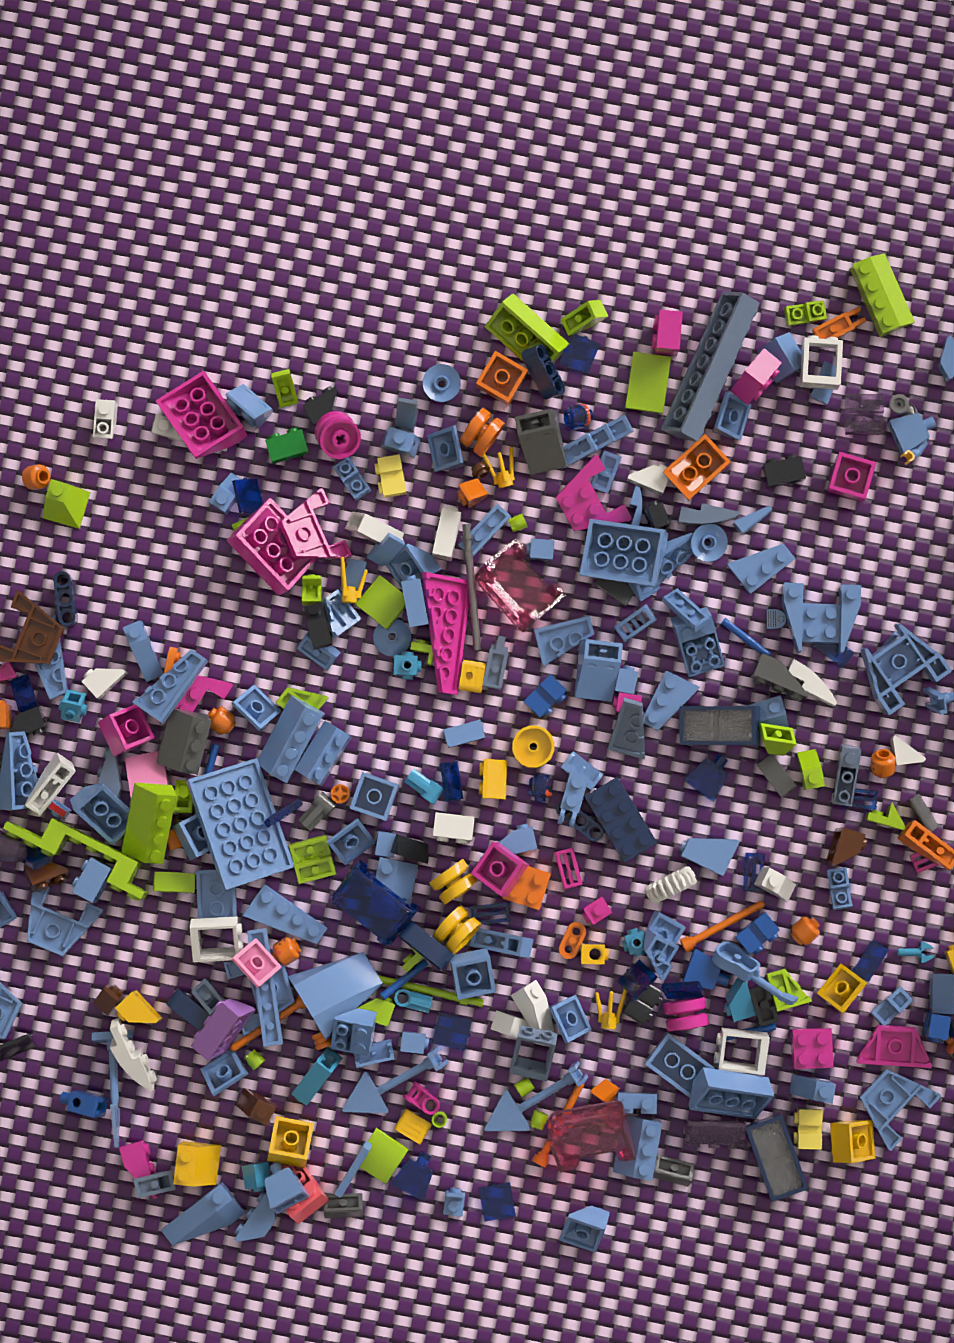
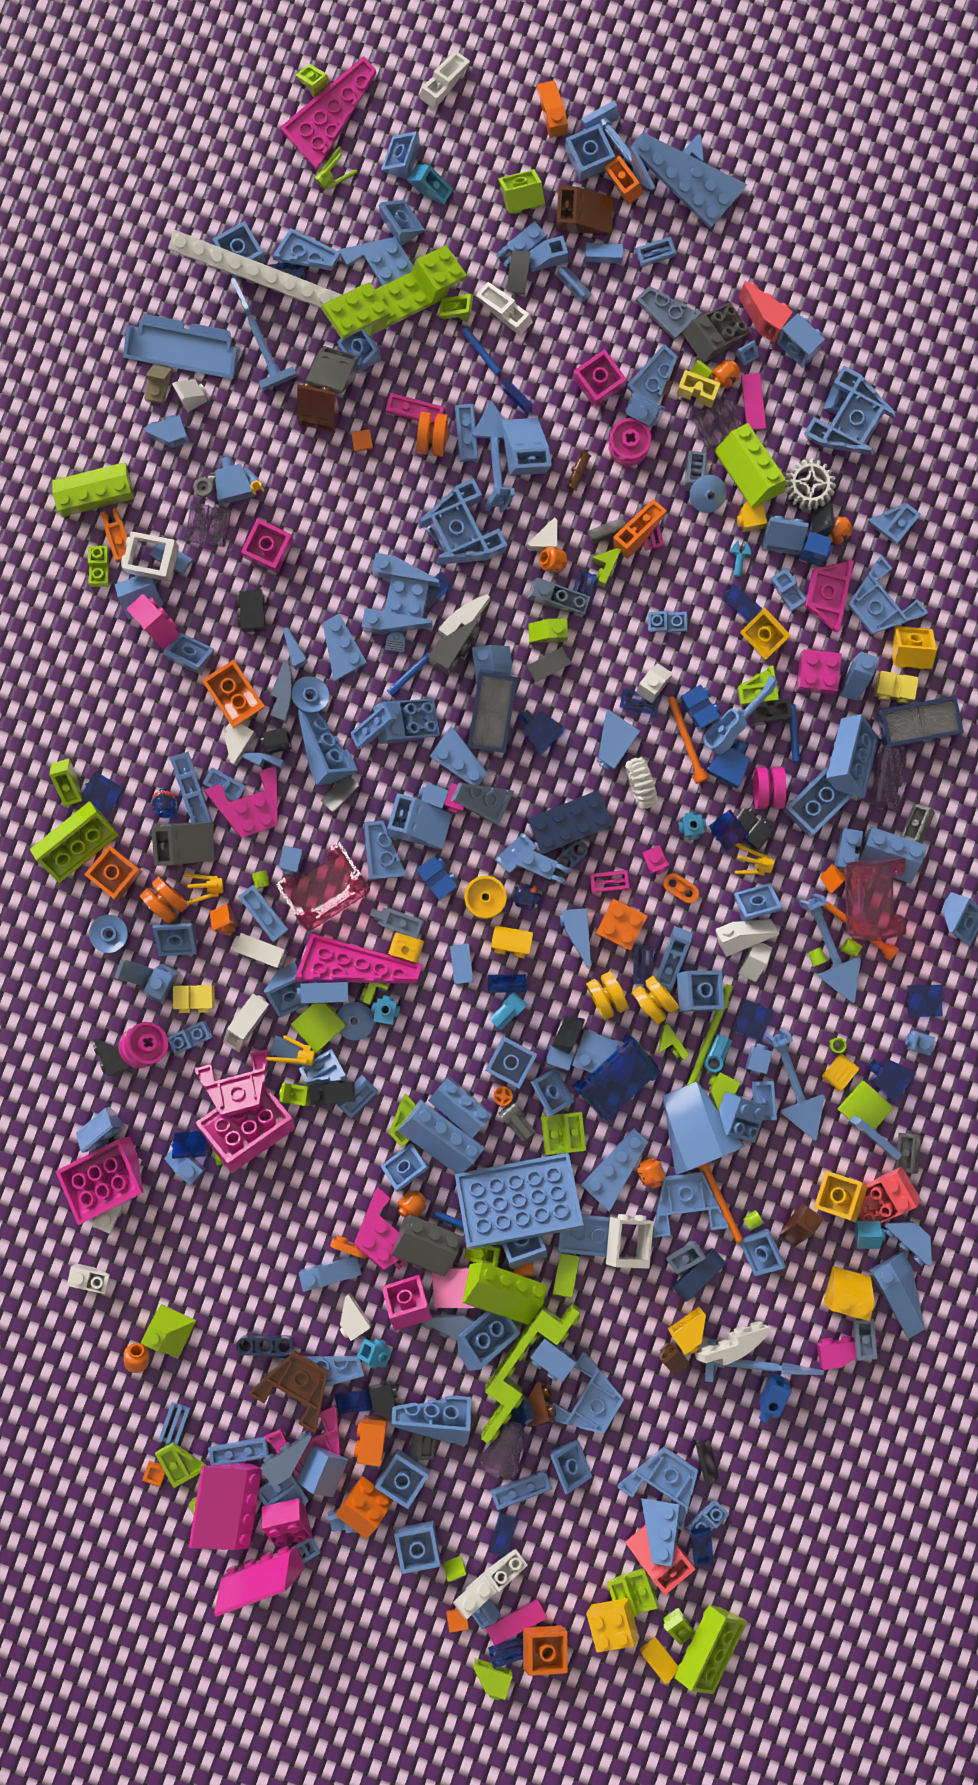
camera: 80 degrees left, 0 degrees up
(50, 783) = (449, 1387): white slope -> none
(58, 809) = (476, 1382): plate -> none
(171, 687) = (377, 1257): medium blue wing -> none
(221, 1028) = (719, 1249): medium lavender slope -> none
(256, 963) = (660, 1205): bright pink slope -> none
(267, 999) = (684, 1199): medium blue plate -> none
(283, 813) = (513, 1155): clear blue tile -> none
(284, 388) = (87, 1091): lime slope -> none
(284, 1188) = (887, 1209): medium blue torso -> none
(287, 445) = (146, 1098): green brick -> none
(316, 1076) = (779, 1160): dark azure slope -> none
(320, 1041) = (745, 1152): orange wheel -> none
(386, 550) = (267, 1013): medium blue slope -> none
(404, 979) = (696, 1060): blue bar -> none
(421, 1098) = (814, 1059): dark pink piece -> none
(426, 945) = (667, 1032): dark blue beam -> none
(453, 827) = (554, 986): white brick -> none
(471, 586) = (316, 934): flat silver bar -> none
(480, 470) = (202, 908): reddish brown plate -> none
(499, 869) = (602, 947): dark pink brick -> none
(538, 1070) = (803, 939): sand blue window -> none
(543, 371) = (113, 830): dark blue beam -> none
(585, 950) = (691, 876): yellow brick -> none
(623, 552) = (307, 778): medium blue slope -> none
(647, 611) = (366, 766): medium blue slope -> none
(648, 382) = (142, 730): lime tile -> none
(661, 942) = (696, 801): medium blue slope -> none
(668, 333) = (95, 701): dark pink brick -> none
(683, 990) = (745, 787): clear blue tile -> none
(710, 366) = (135, 664): sand blue brick -> none
(739, 1001) = (764, 734): dark azure slope -> none
(761, 1054) = (818, 721): white window -> none
(777, 739) = (514, 656): lime slope -> none
(805, 930) = (704, 660): orange head -> none
(845, 845) = (629, 608): reddish brown slope -> none

